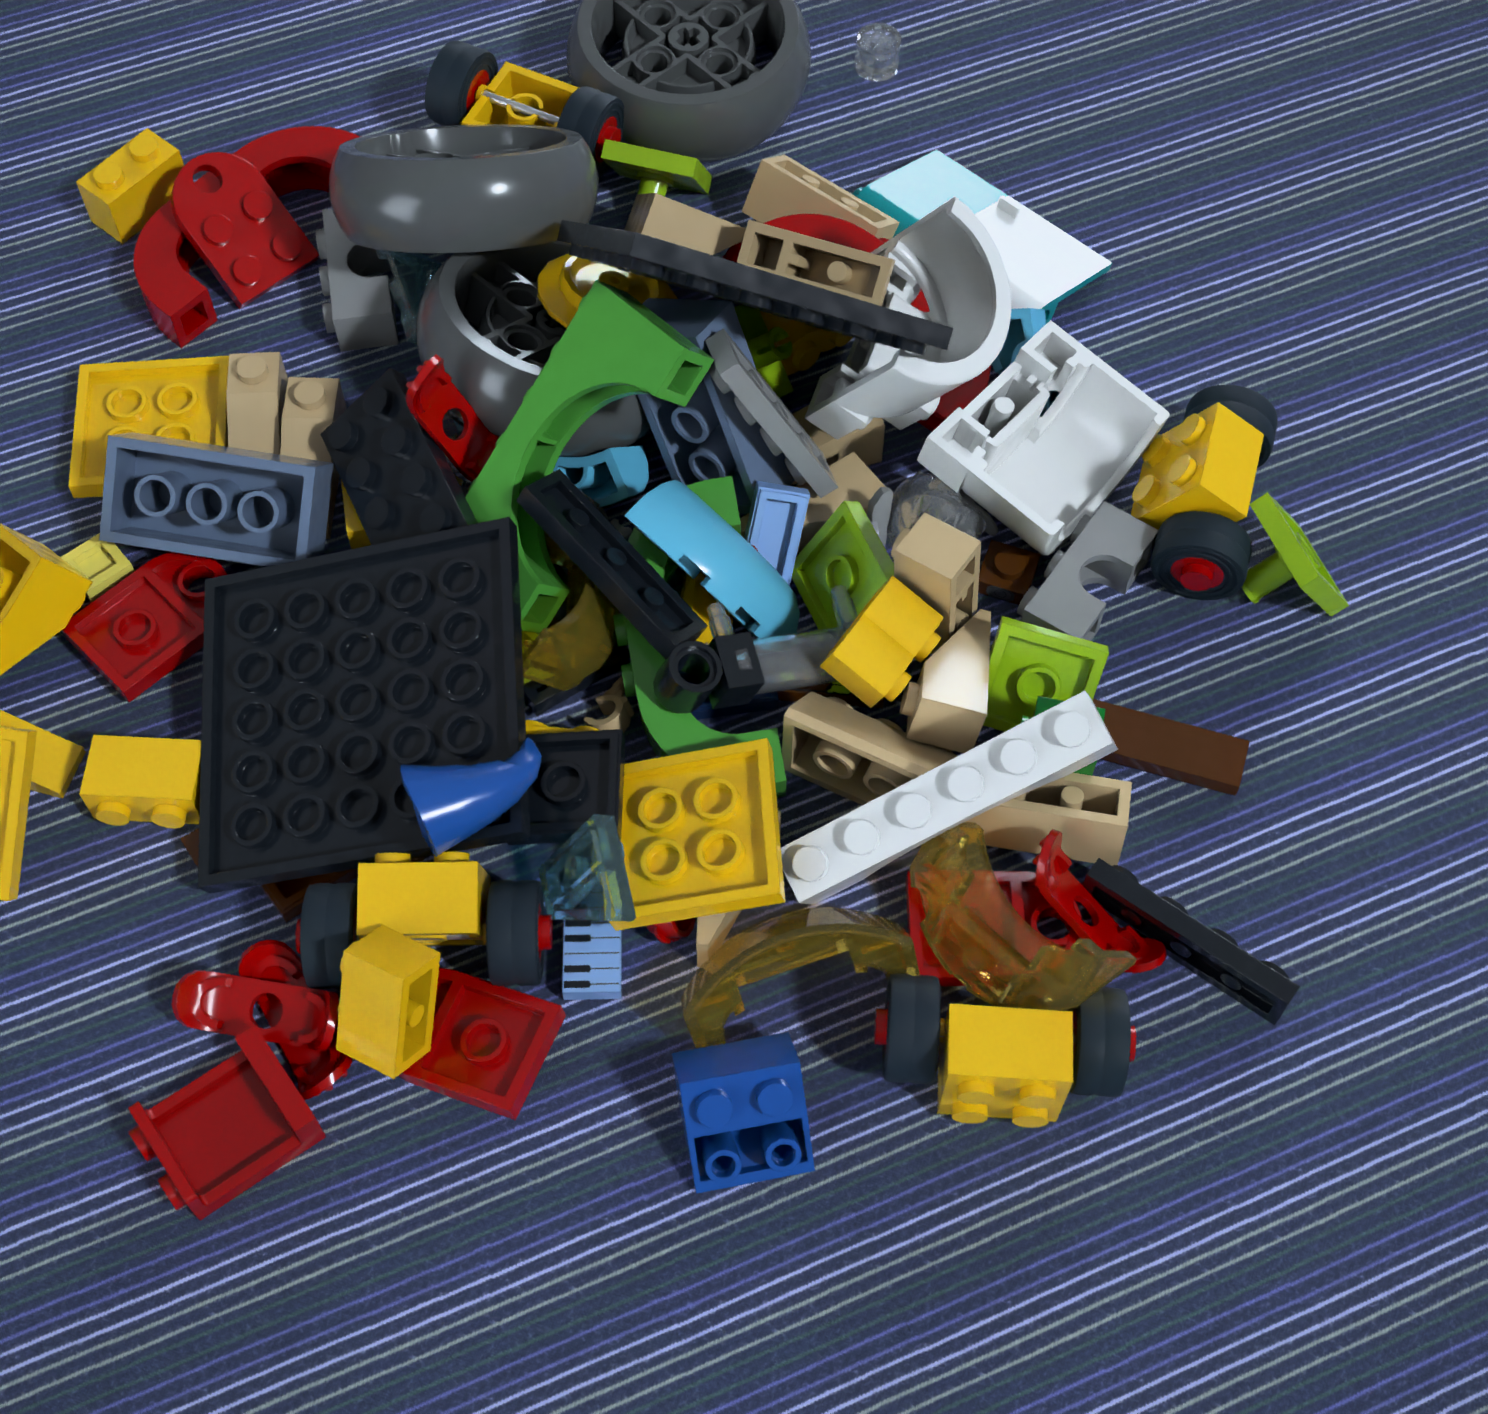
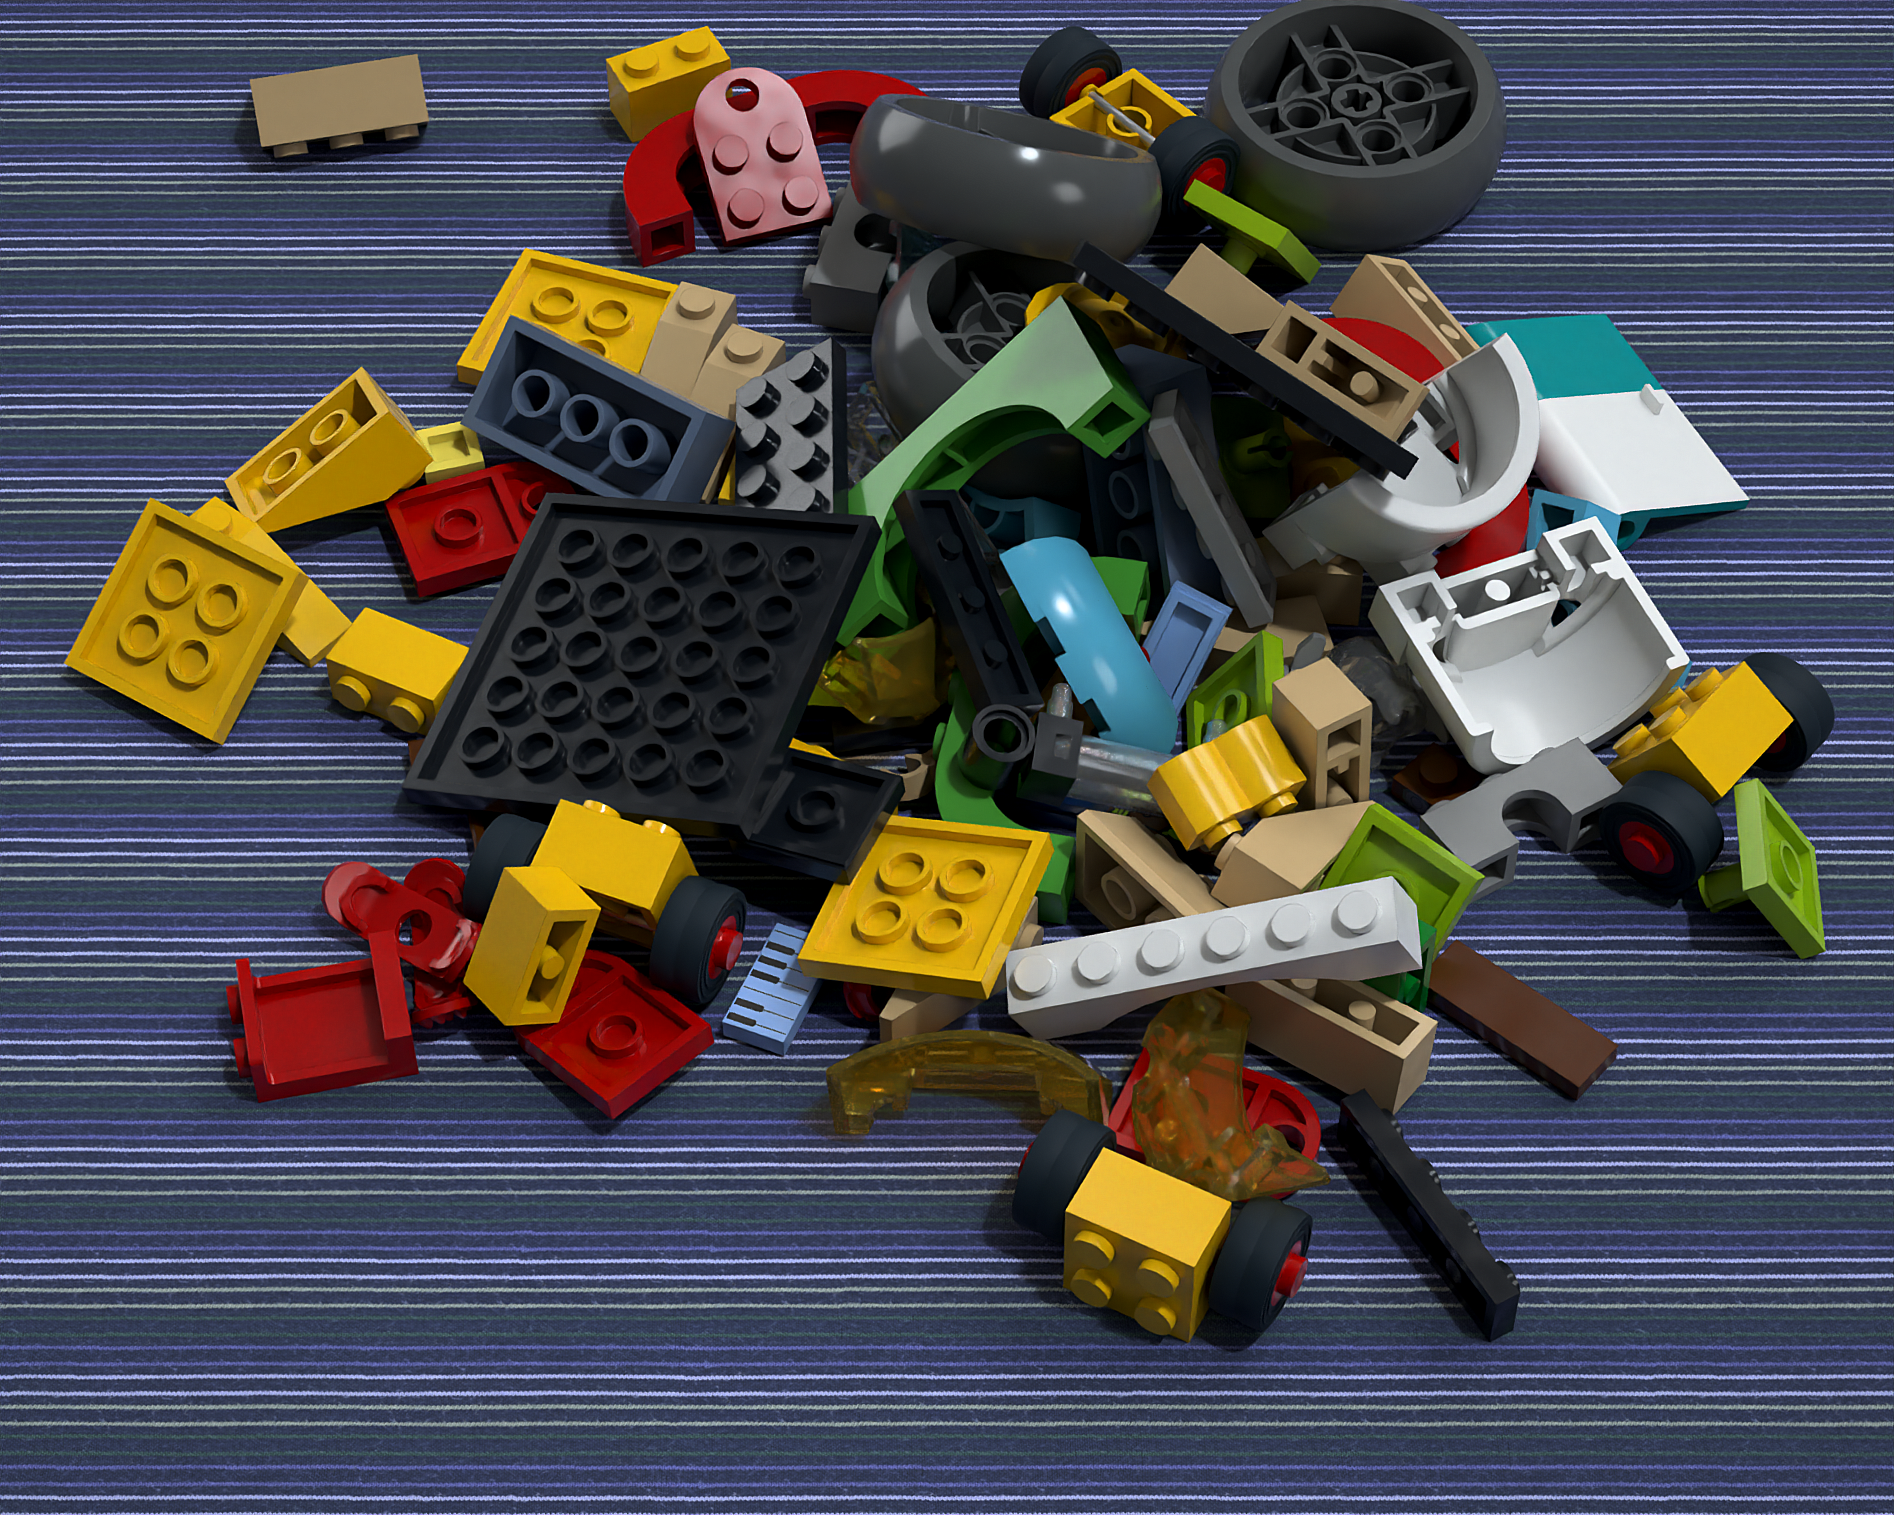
camera: 25 degrees right, 10 degrees down
(430, 398) = (854, 372): red piece -> none
(463, 799) = (692, 769): blue hat -> none
(588, 876) = (794, 904): clear light blue wing -> none
(743, 1112) = (849, 1199): blue slope -> none
(877, 52) = (1589, 185): clear wheel -> none
(1060, 891) = (1305, 1102): red piece -> none

